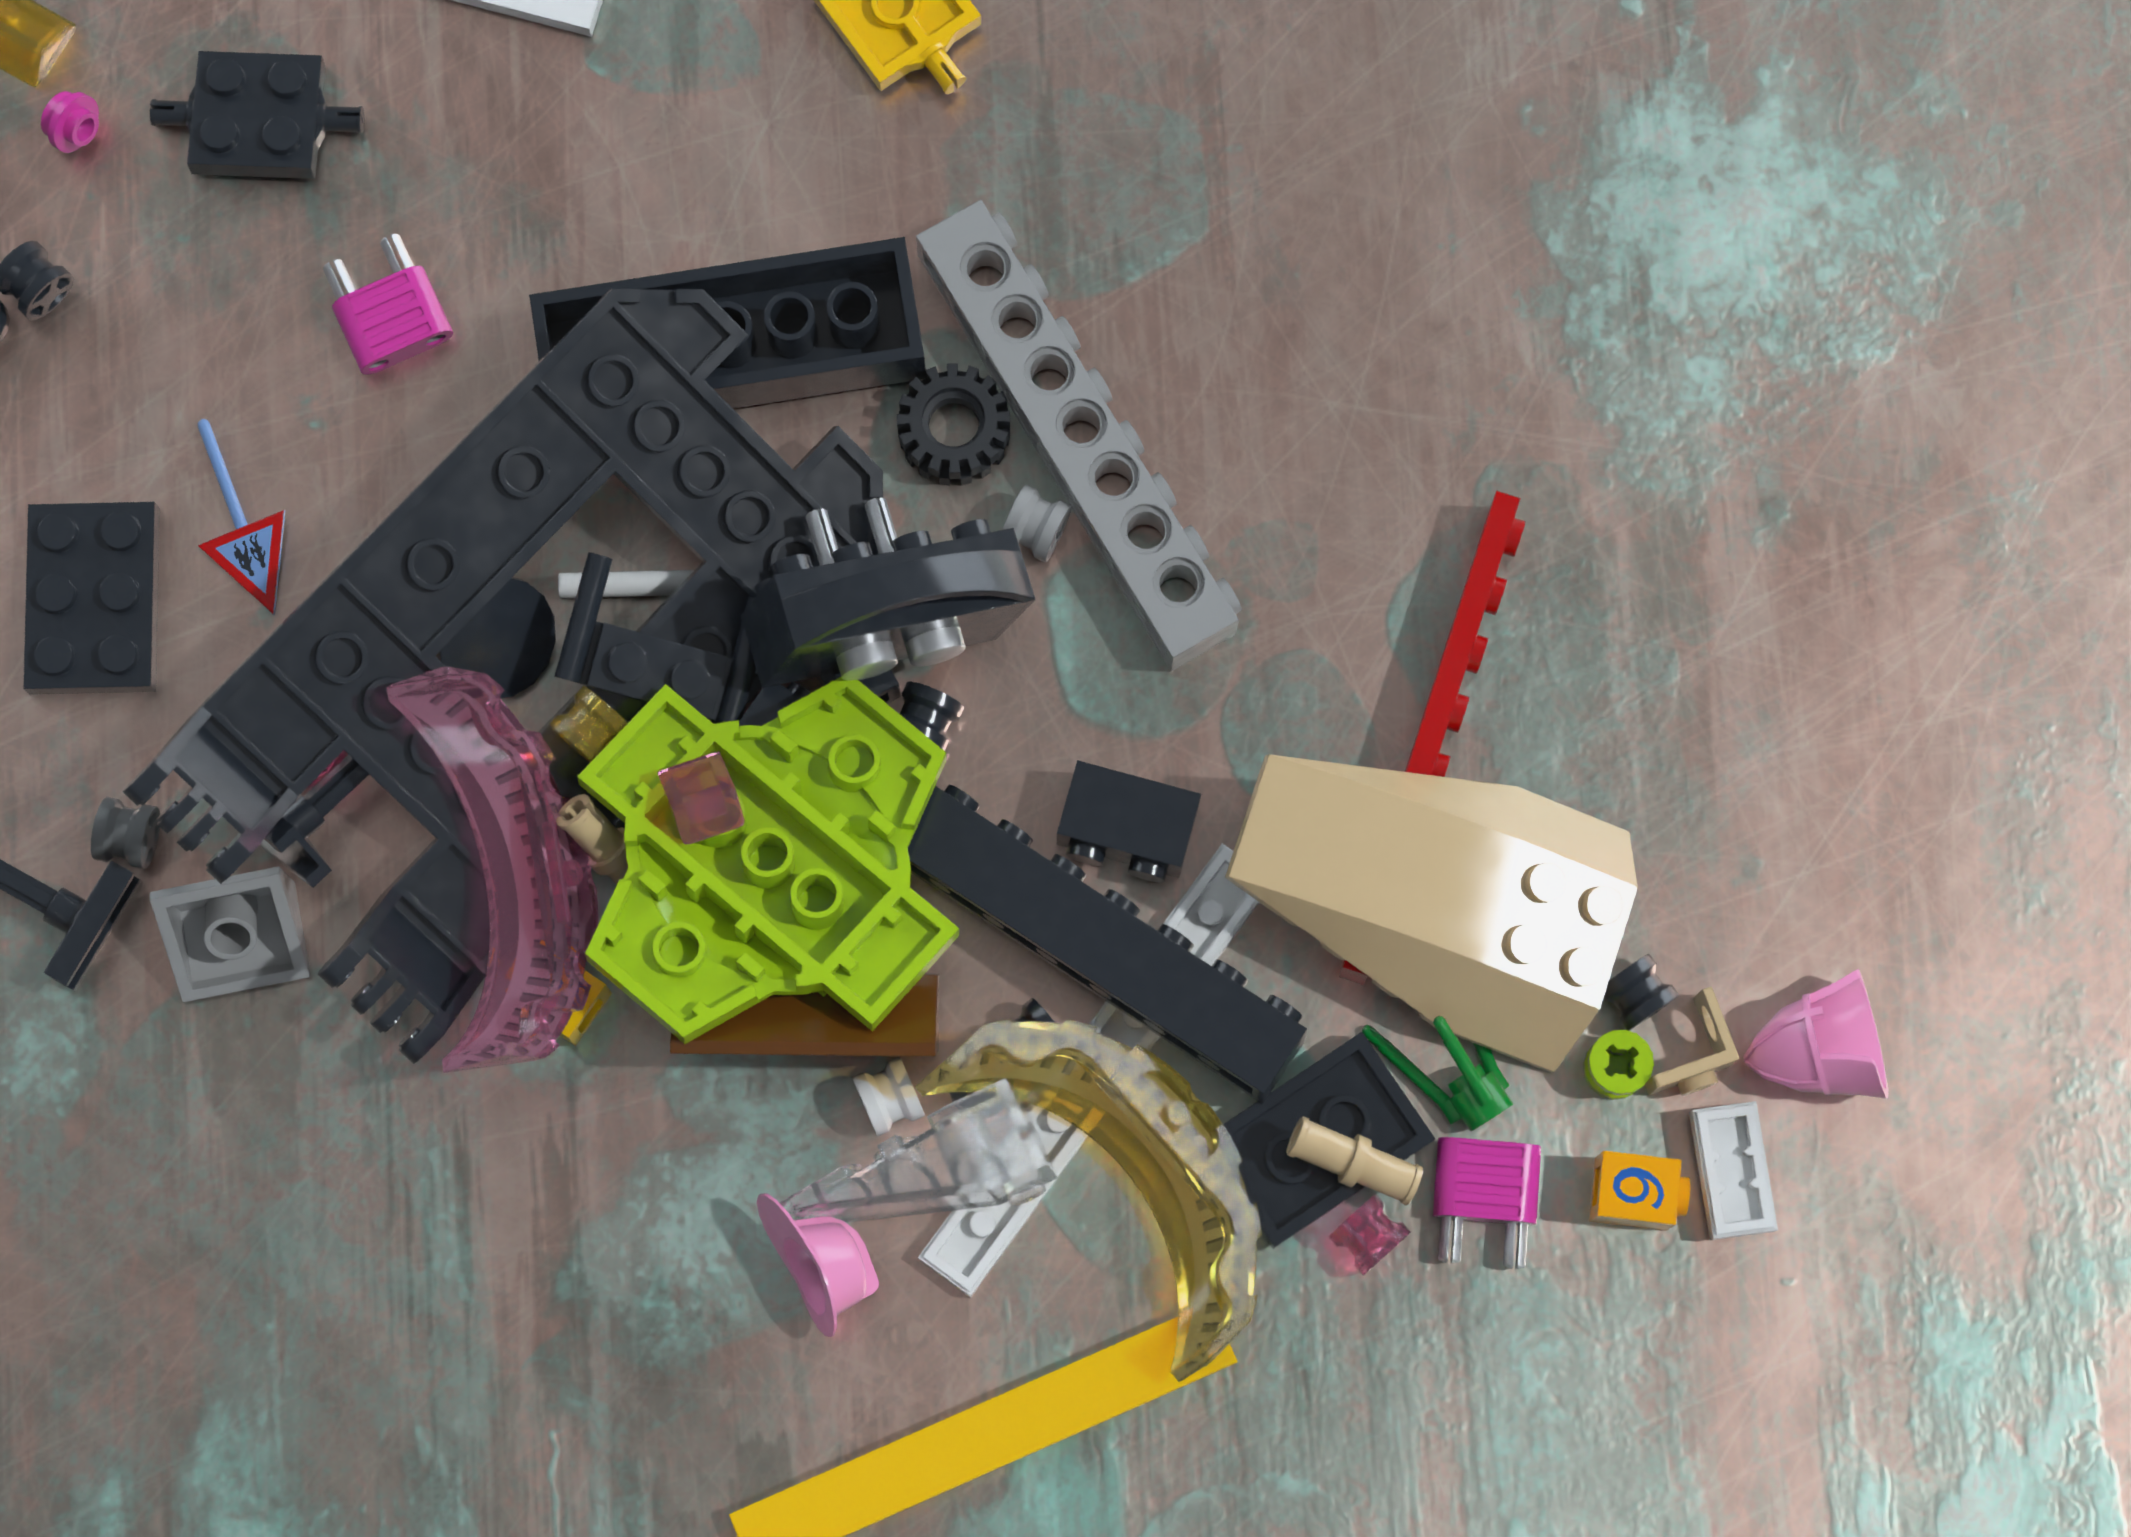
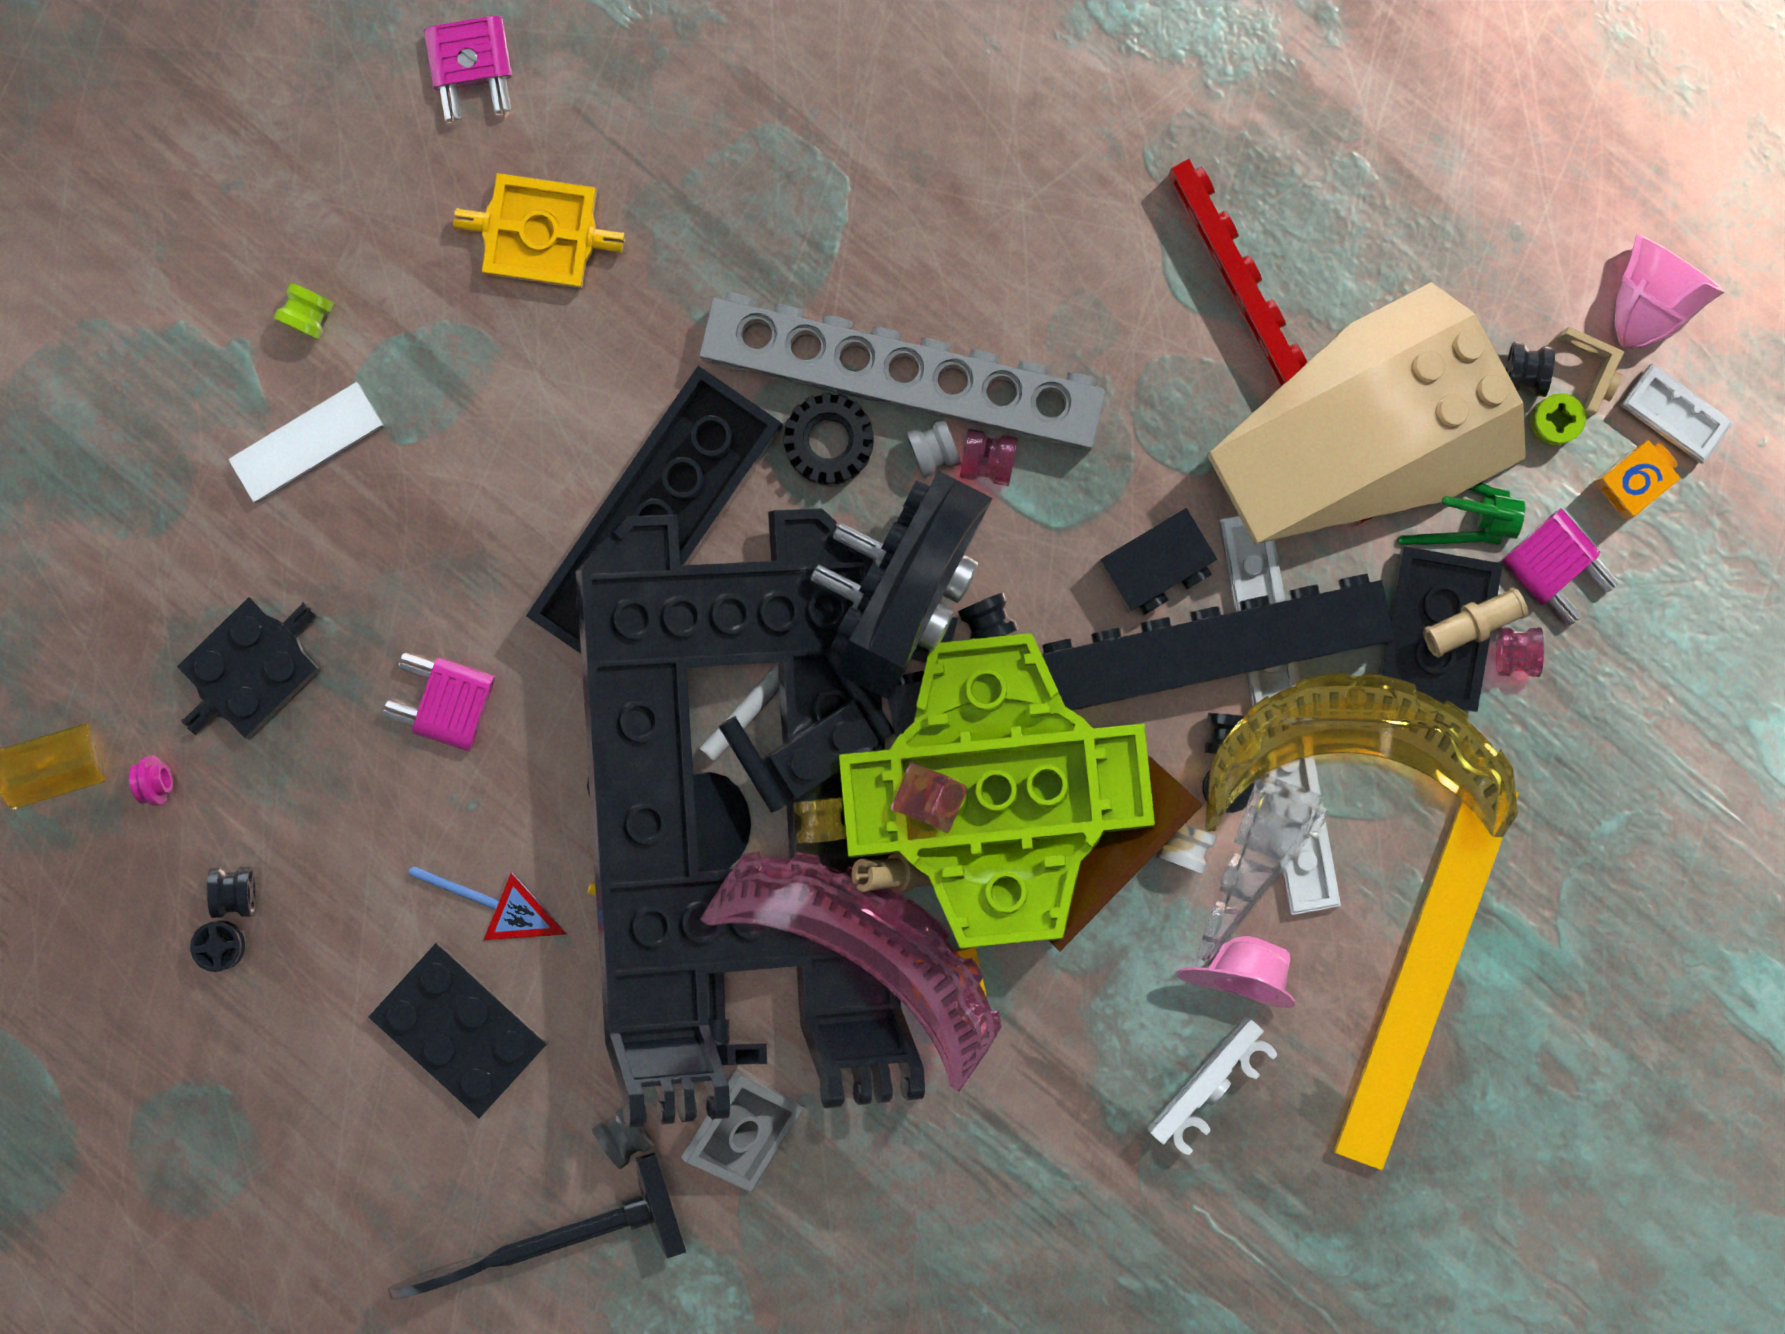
camera: 35 degrees left, 10 degrees up
(682, 1331) = (1209, 1084): none -> white plate
(1074, 579) = (999, 461): none -> clear pink wheel

